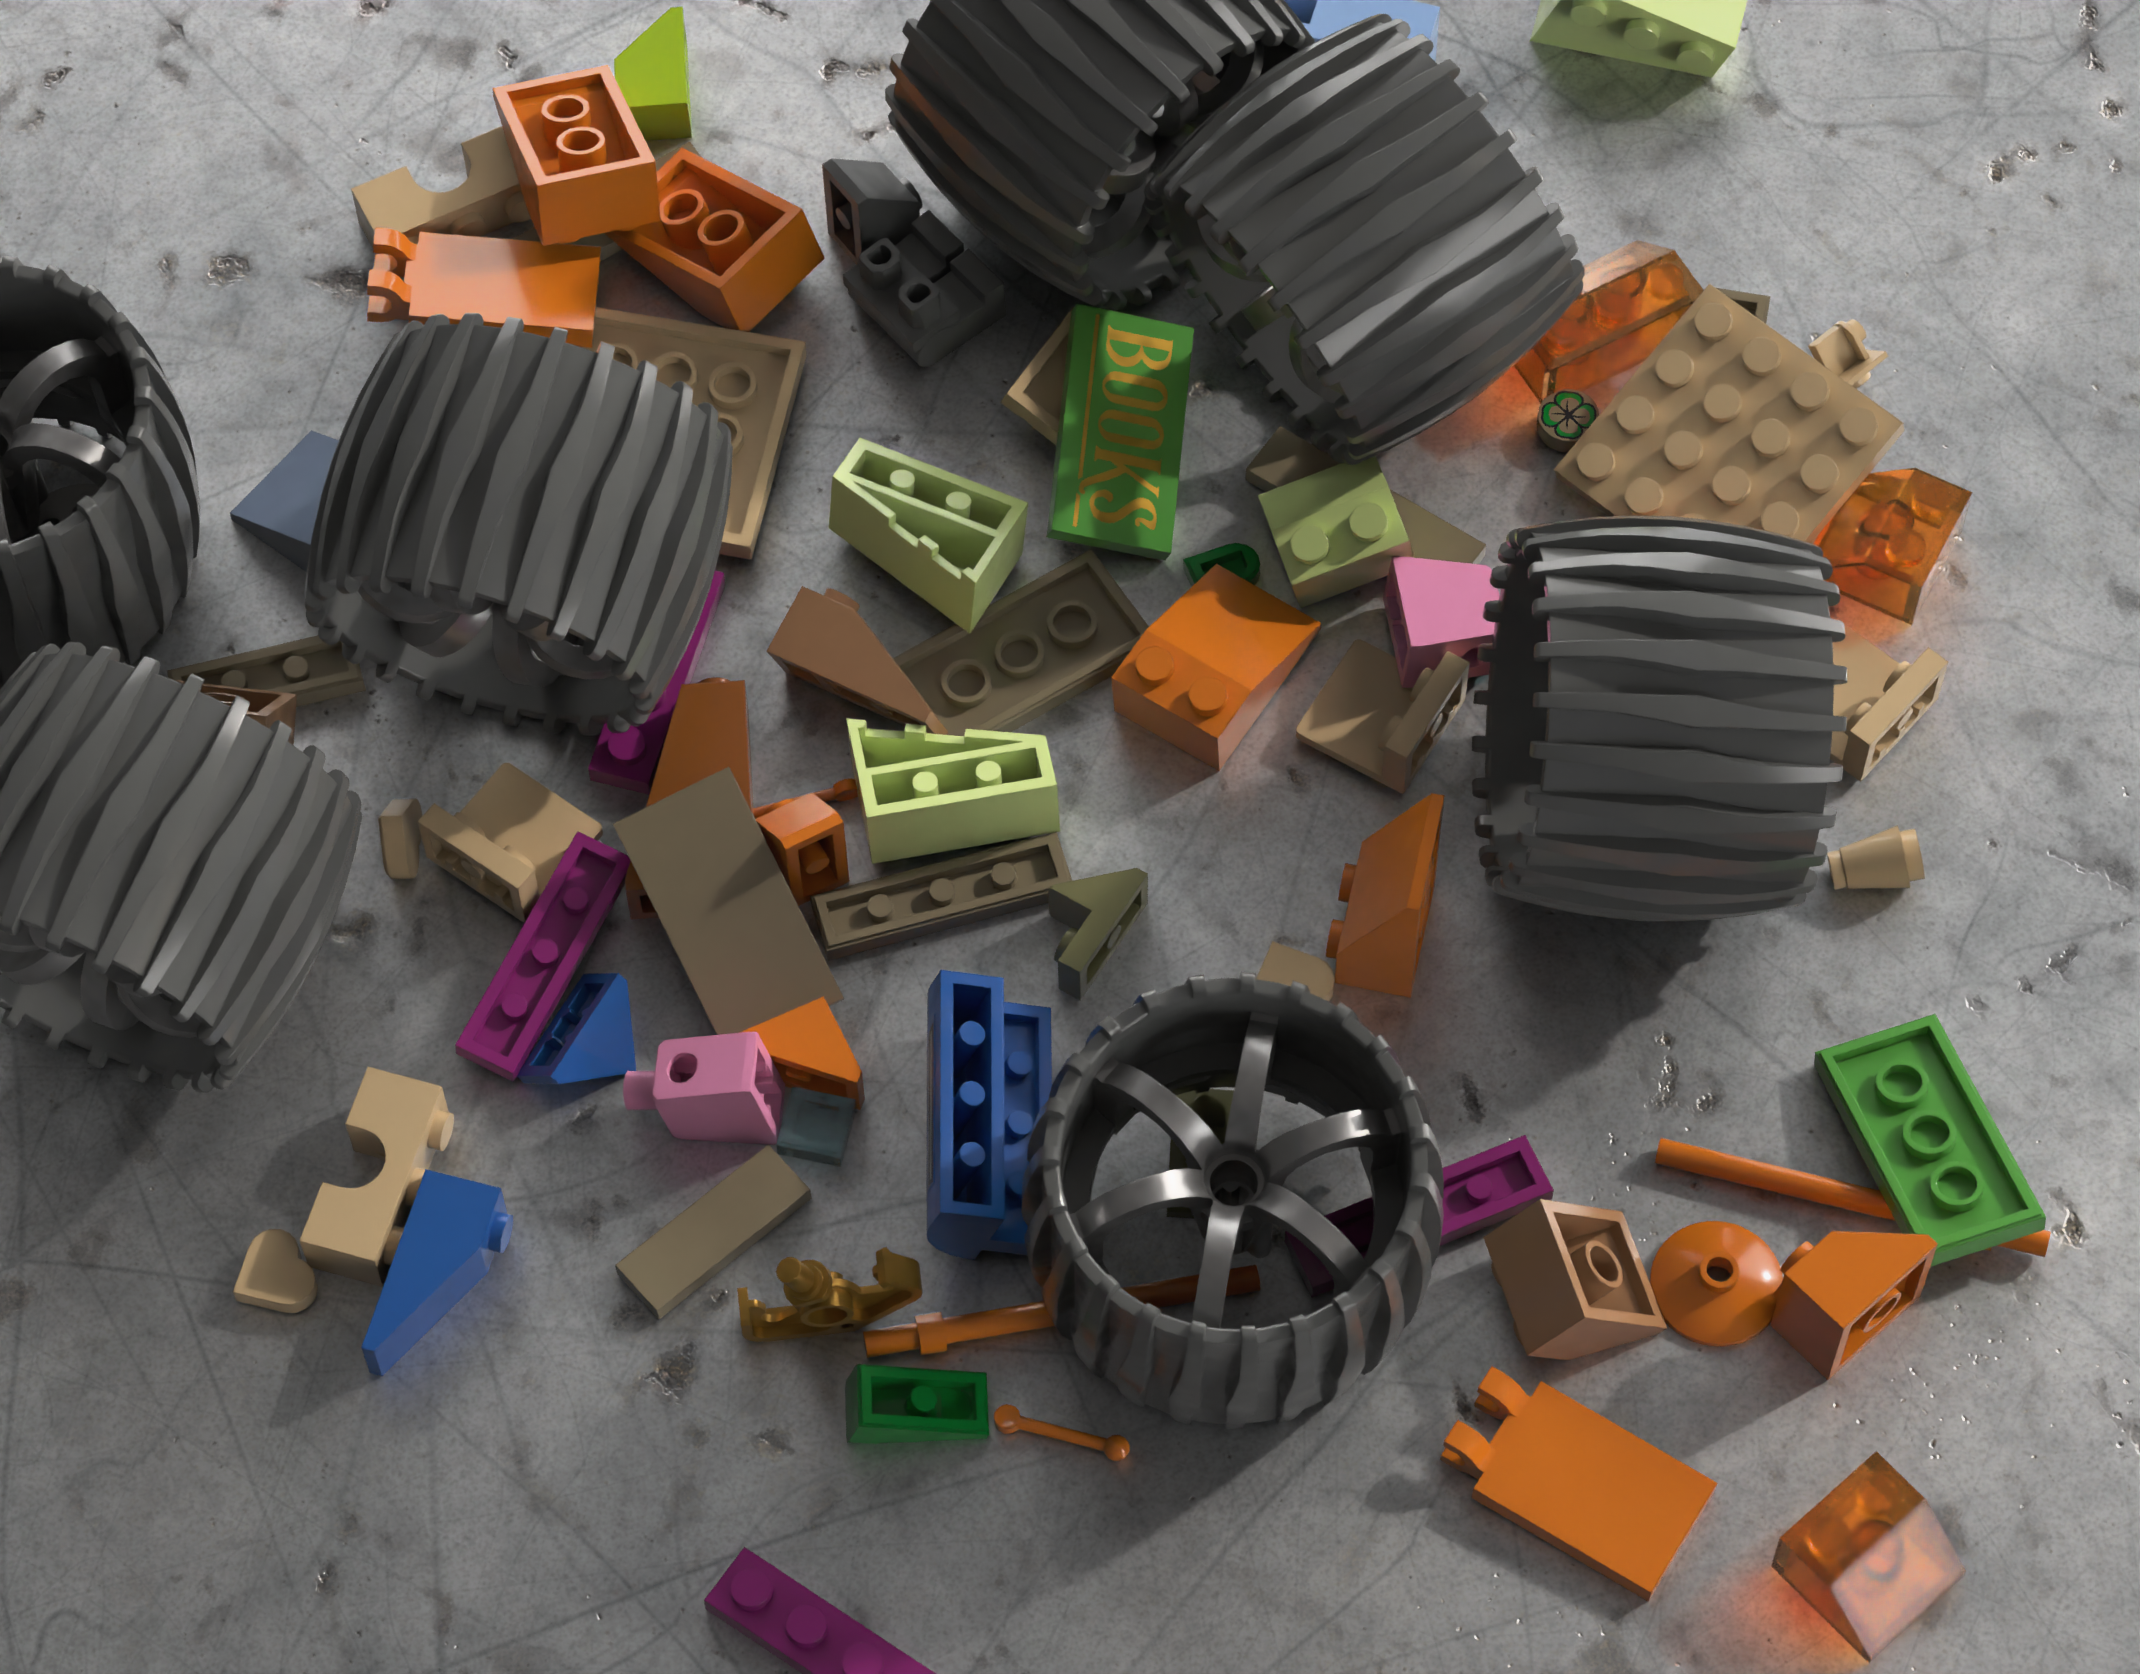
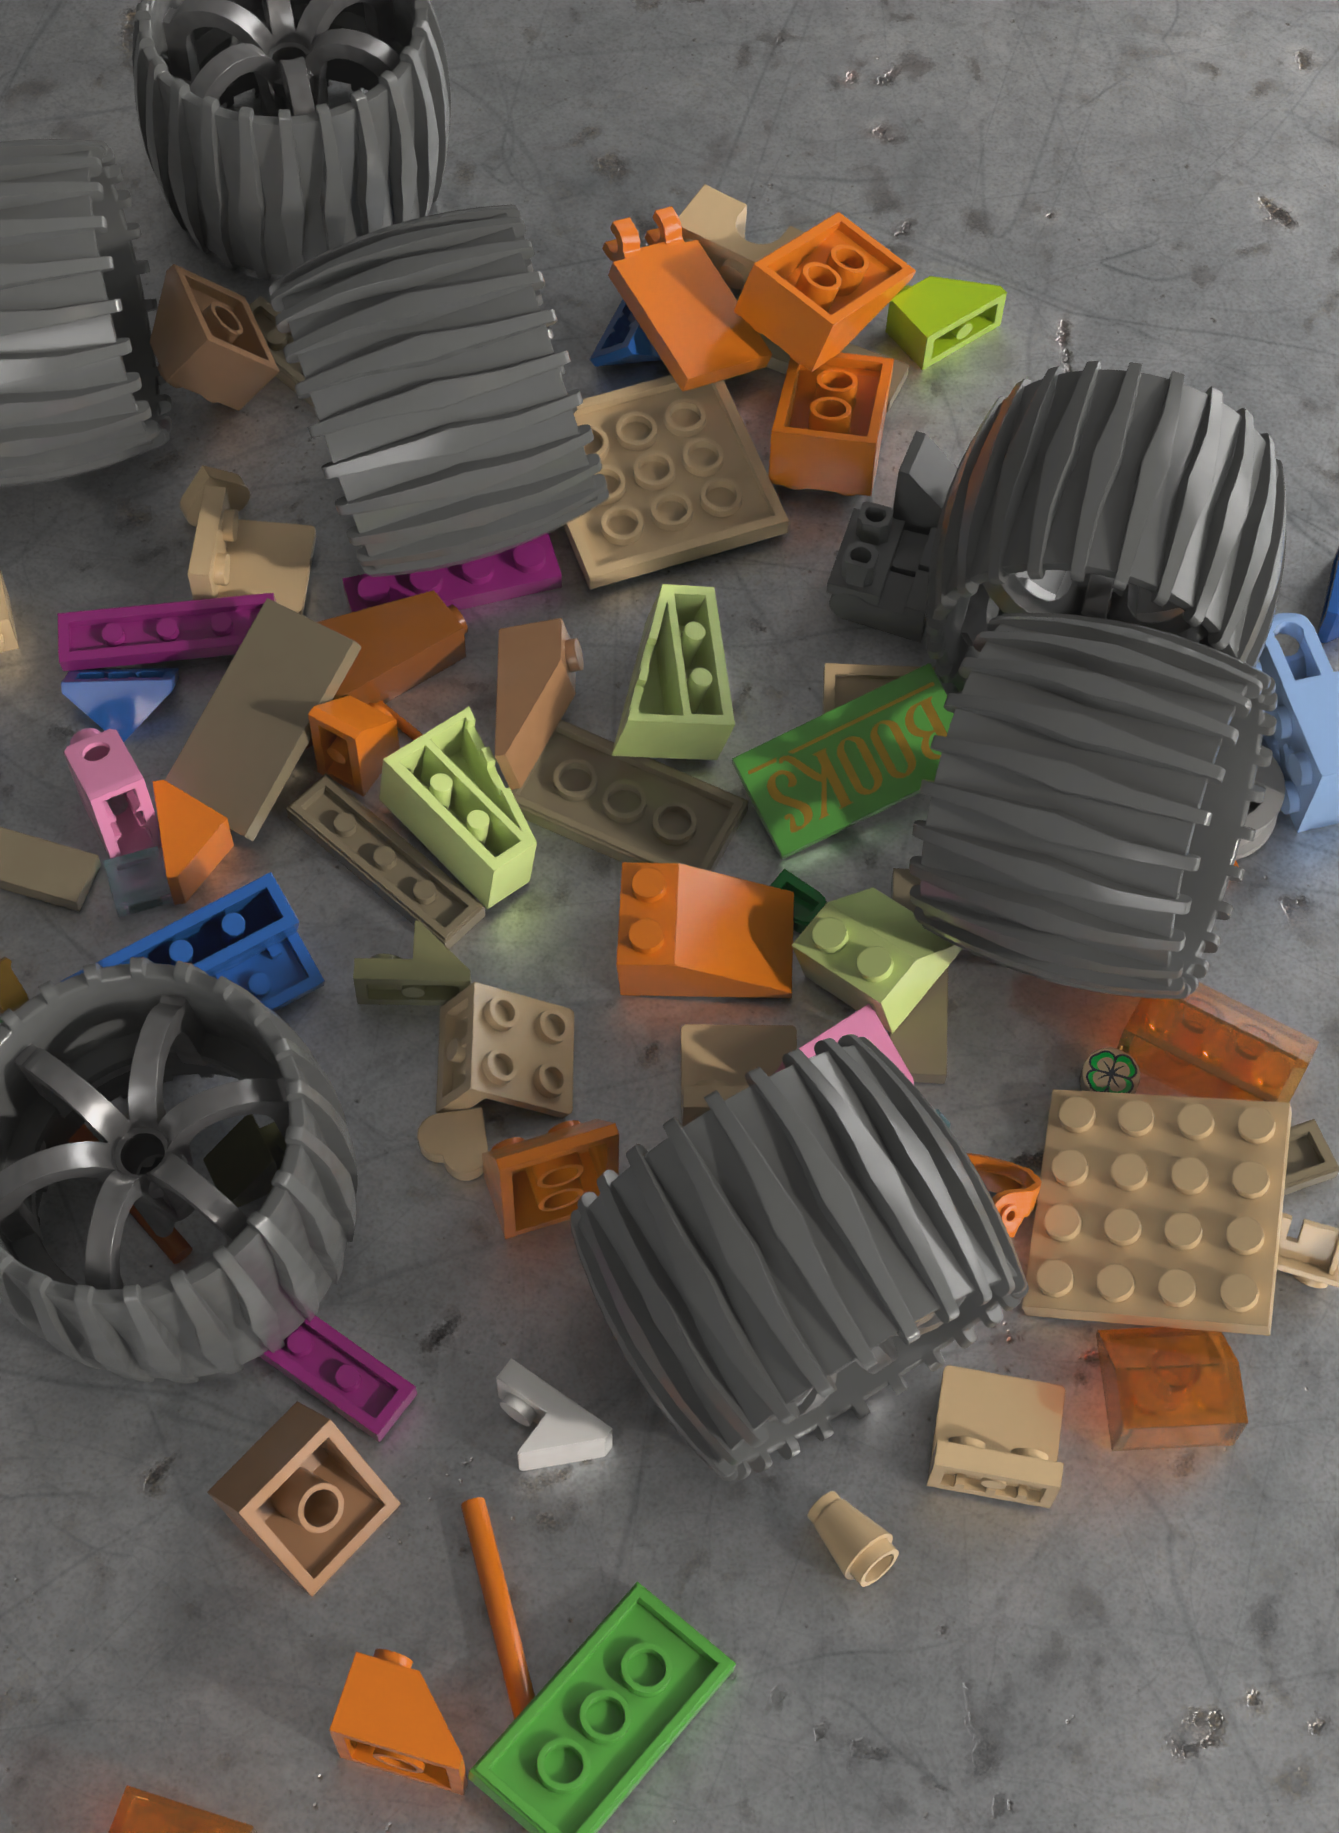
camera: 55 degrees right, 0 degrees up
(1225, 897) = (505, 1051): none -> tan bracket
(1580, 1482) = (126, 1602): orange tile -> none
(1630, 1033) = (563, 1427): none -> white slope
(1710, 1309) = (413, 1616): orange dish -> none

